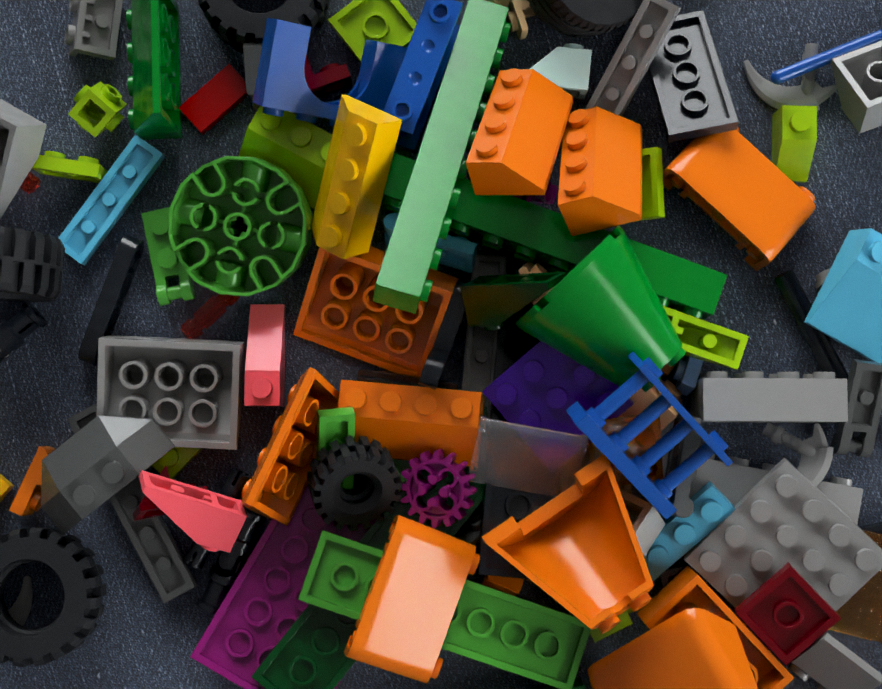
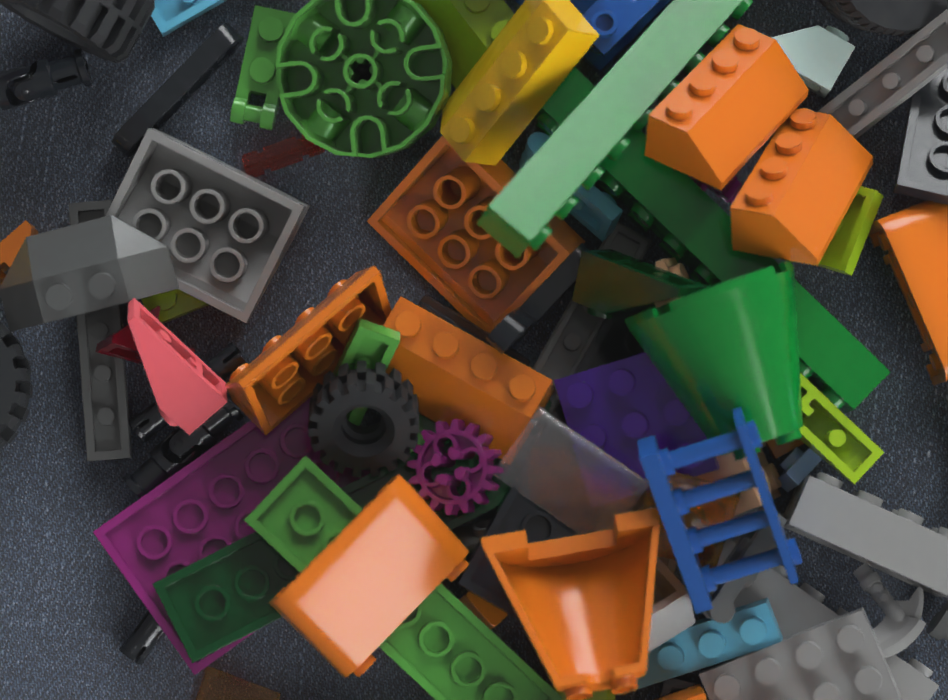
camera: 20 degrees right, 0 degrees up
(265, 357) = (324, 232): coral slope -> none

